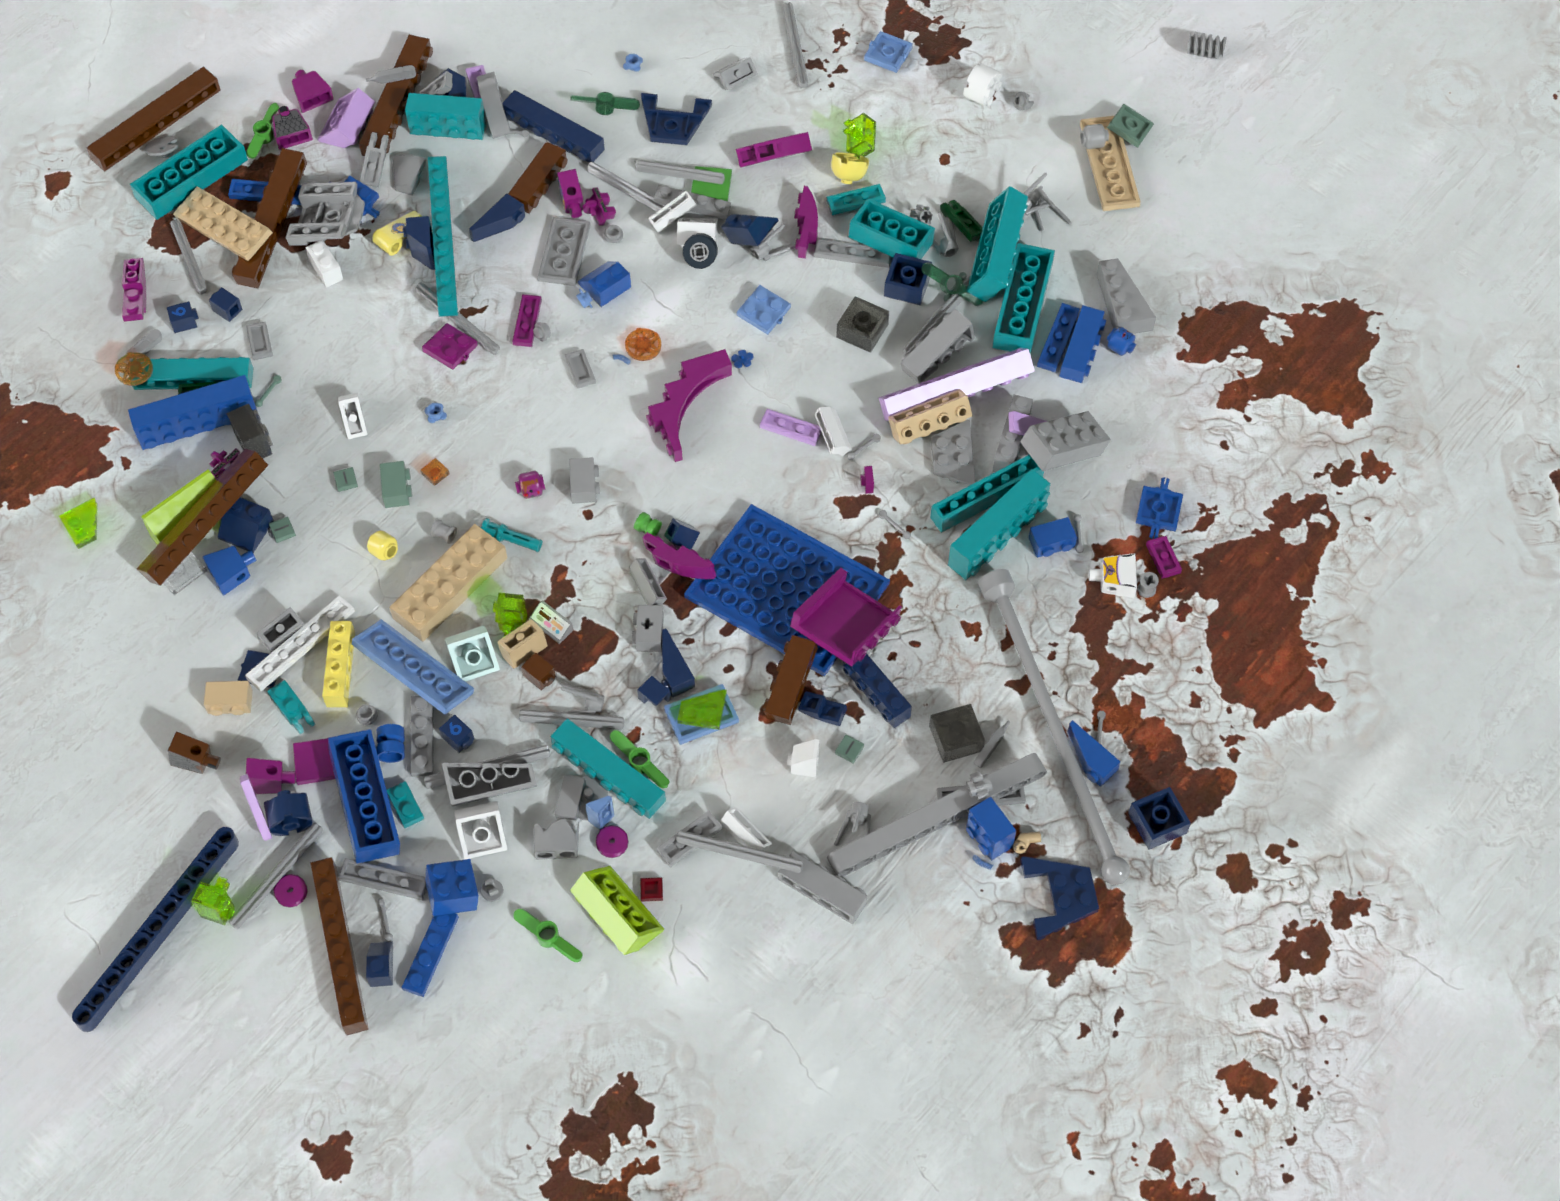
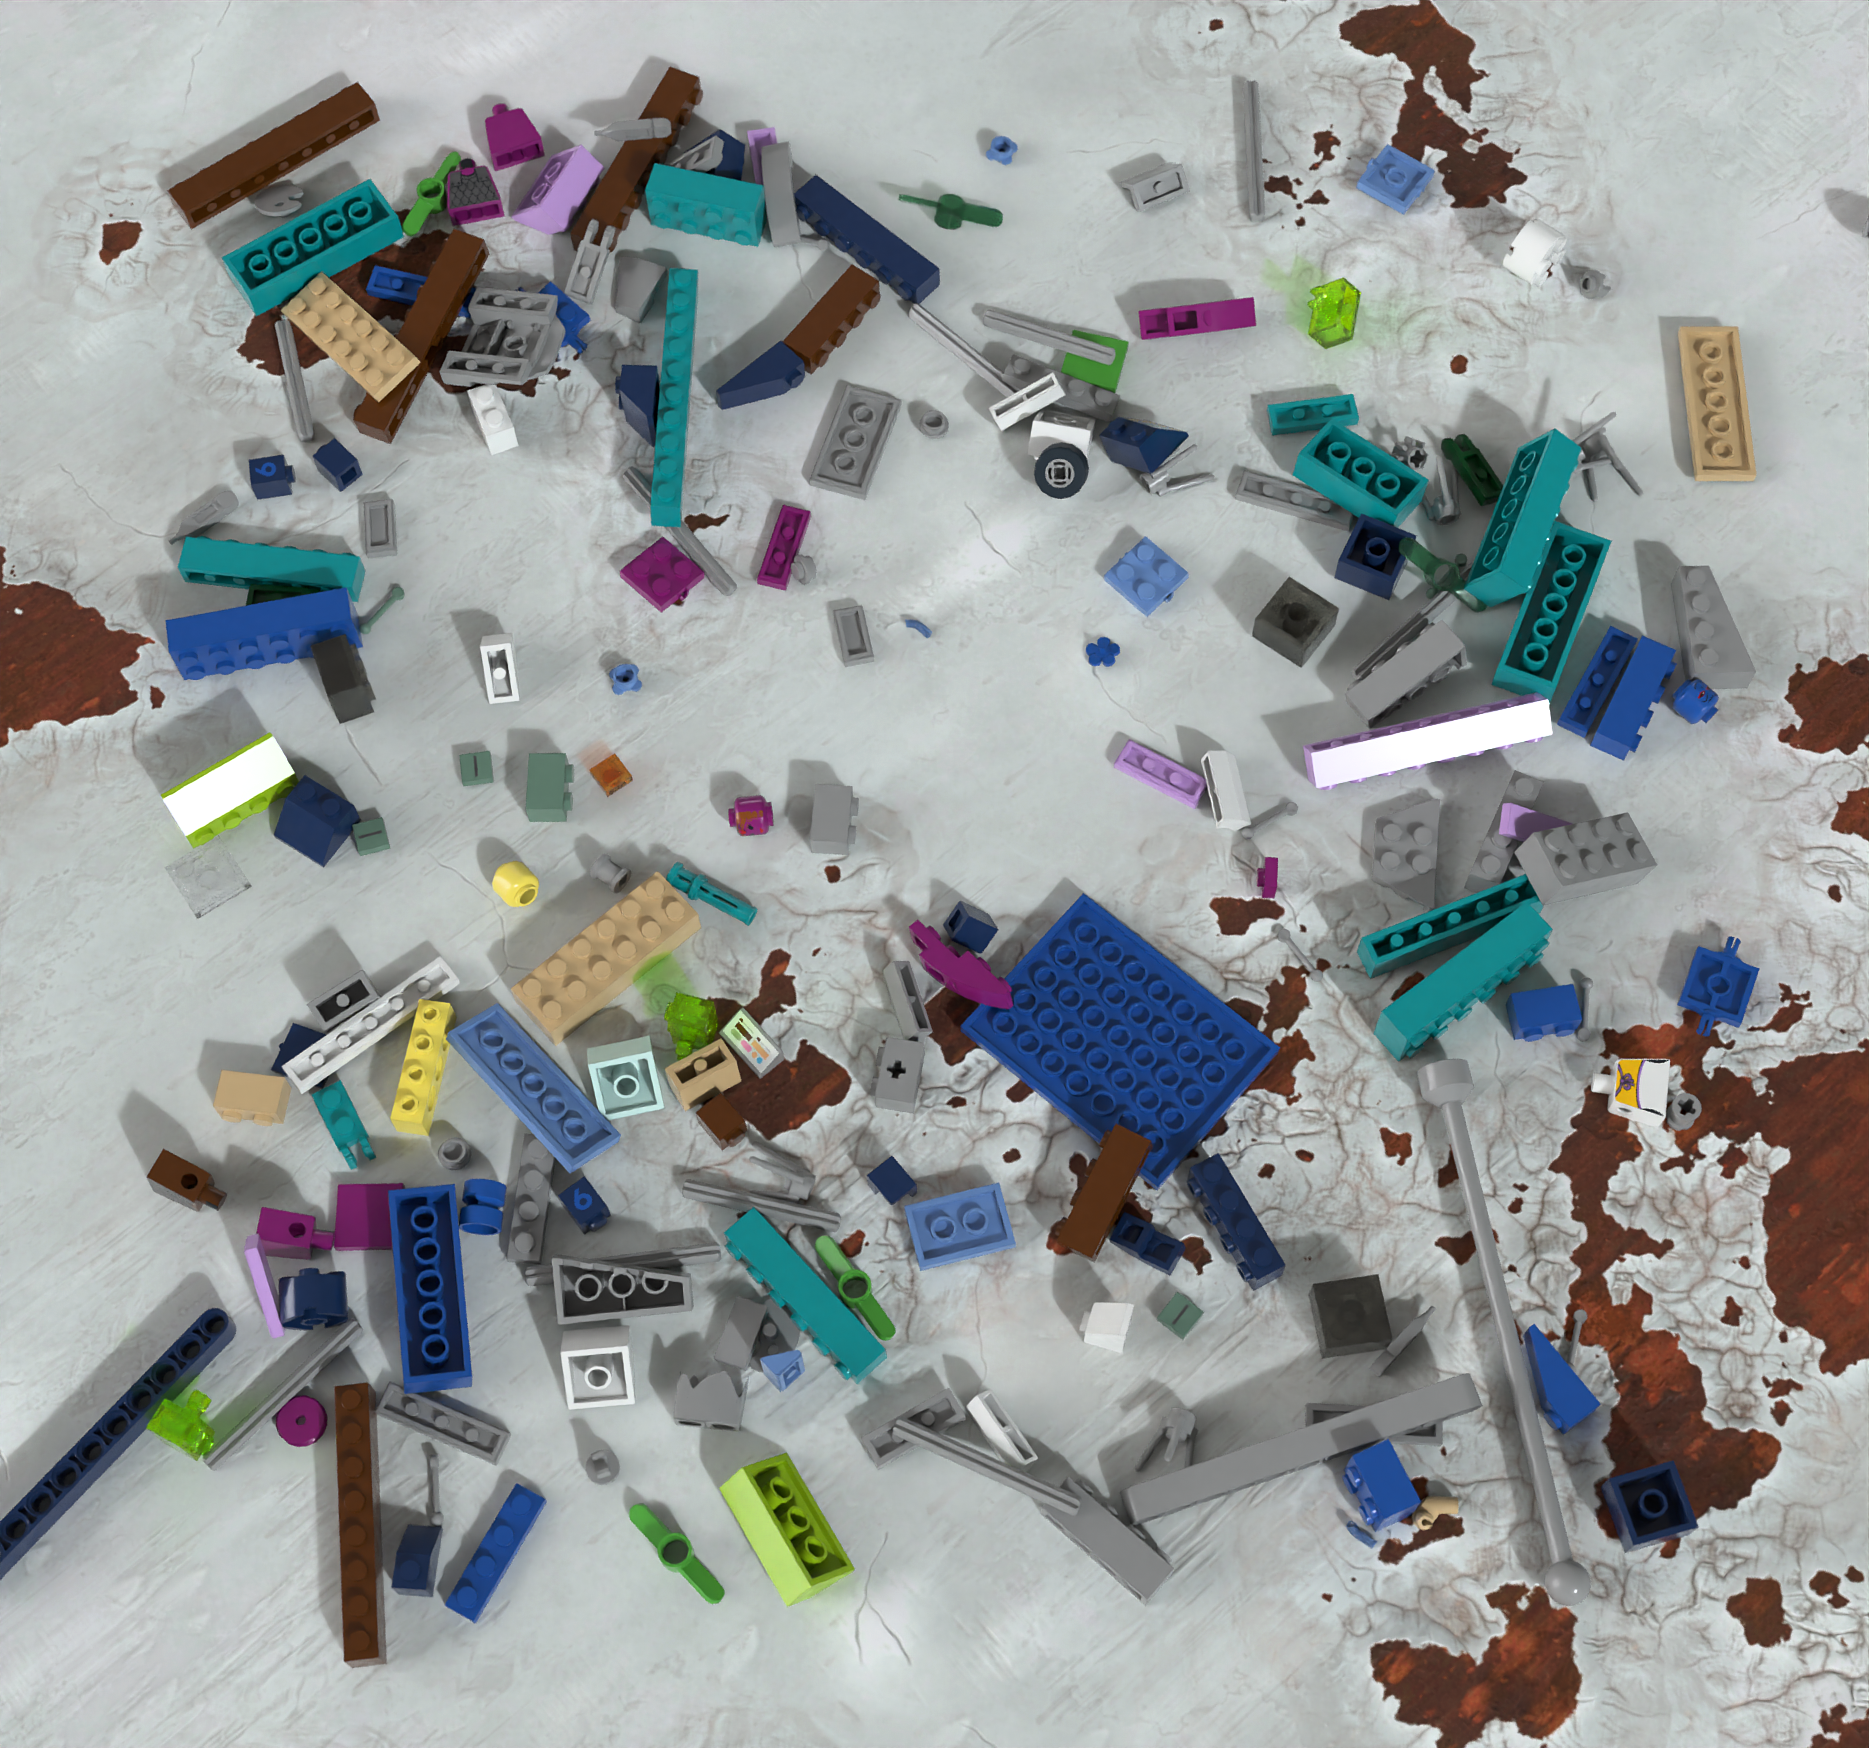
camera: 10 degrees right, 5 degrees up
(82, 523) = (77, 786): clear neon green wing -> none
(133, 368) = (185, 553): clear orange wheel -> none
(134, 289) = (207, 425): magenta slope -> none
(202, 517) = (252, 806): reddish brown brick -> none
(222, 463) = (291, 732): magenta hips -> none
(229, 567) = (282, 888): blue torso -> none
(391, 236) = (597, 386): light yellow door -> none
(405, 804) = (491, 1307): teal plate -> none
(451, 887) = (540, 1457): blue brick -> none
(570, 192) = (878, 351): magenta torso -> none
(584, 298) = (875, 524): medium blue plate -> none
(597, 207) = (914, 375): magenta hips -> none
(606, 282) = (911, 501): blue slope -> none
(614, 849) = (793, 1400): magenta piece -> none
(643, 344) = (954, 609): clear orange wheel -> none
(645, 524) = (920, 906): bright green wheel -> none
(651, 889) = (844, 1501): dark red tile -> none
(673, 126) = (1049, 260): dark blue wing -> none
(675, 671) = (928, 1151): dark blue slope -> none
(694, 377) = (1026, 673): magenta arch -> none
(703, 710) = (963, 1223): clear neon green wing -> none
(806, 221) = (1233, 440): magenta slope -> none
(844, 619) = (1201, 1109): magenta panel -> none
(848, 167) = (1308, 361): light yellow cylinder -> none
(930, 416) = (1379, 788): tan brick -> none
(979, 785) = (1373, 1418): light grey gear -> none
(1070, 890) = (1492, 1605): dark blue wing -> none
(1094, 136) = (1698, 358): light grey head -> none
(1130, 125) = (1757, 346): sand green tile -> none
(1164, 557) = (1714, 1068): magenta plate -> none

